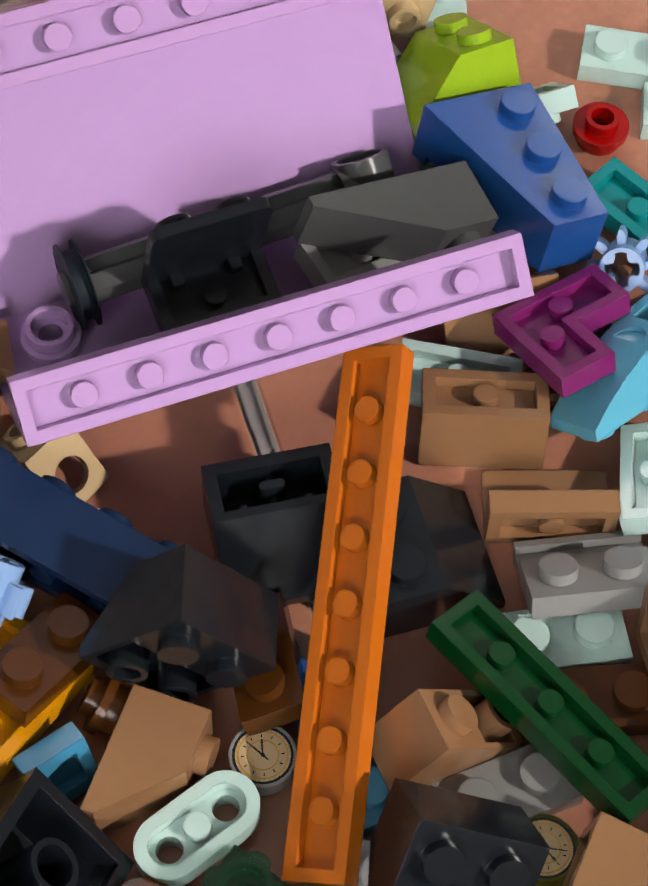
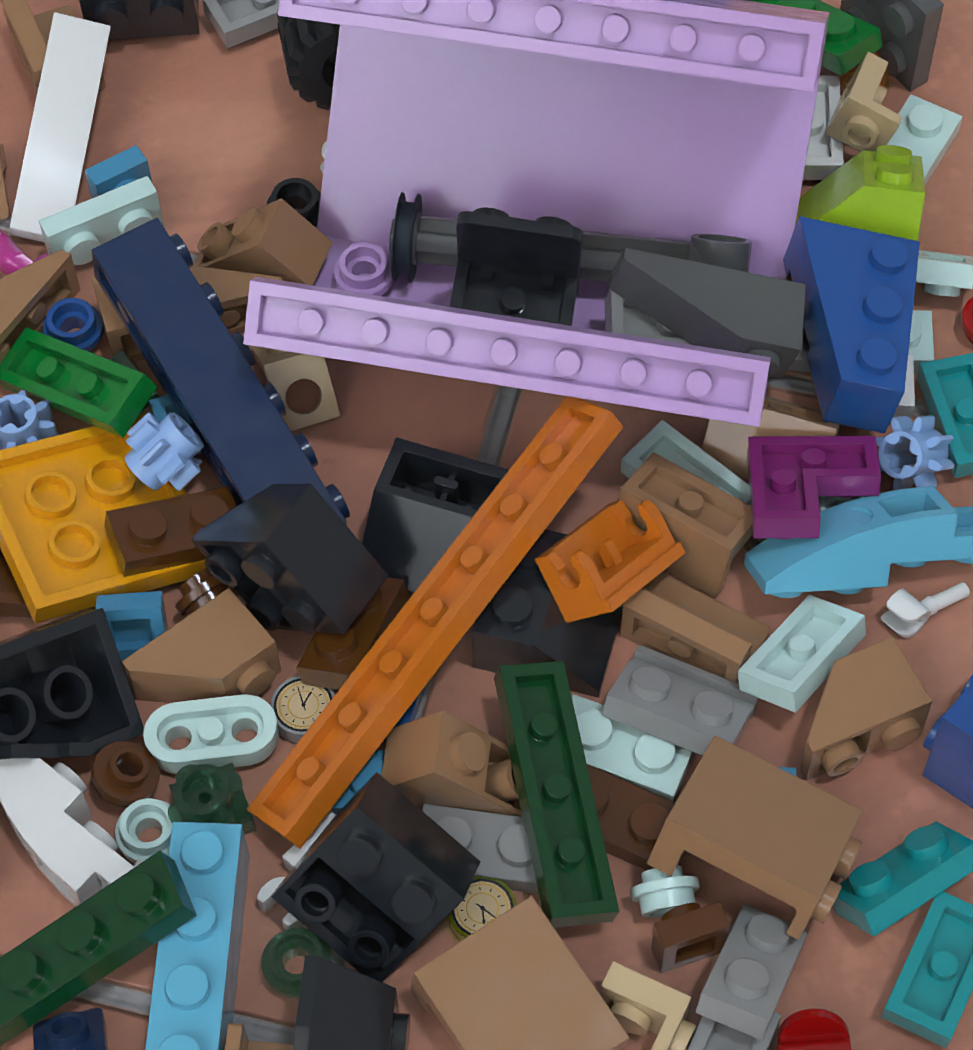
camera: 35 degrees right, 0 degrees up
(455, 485) = (607, 560): none -> orange hinge

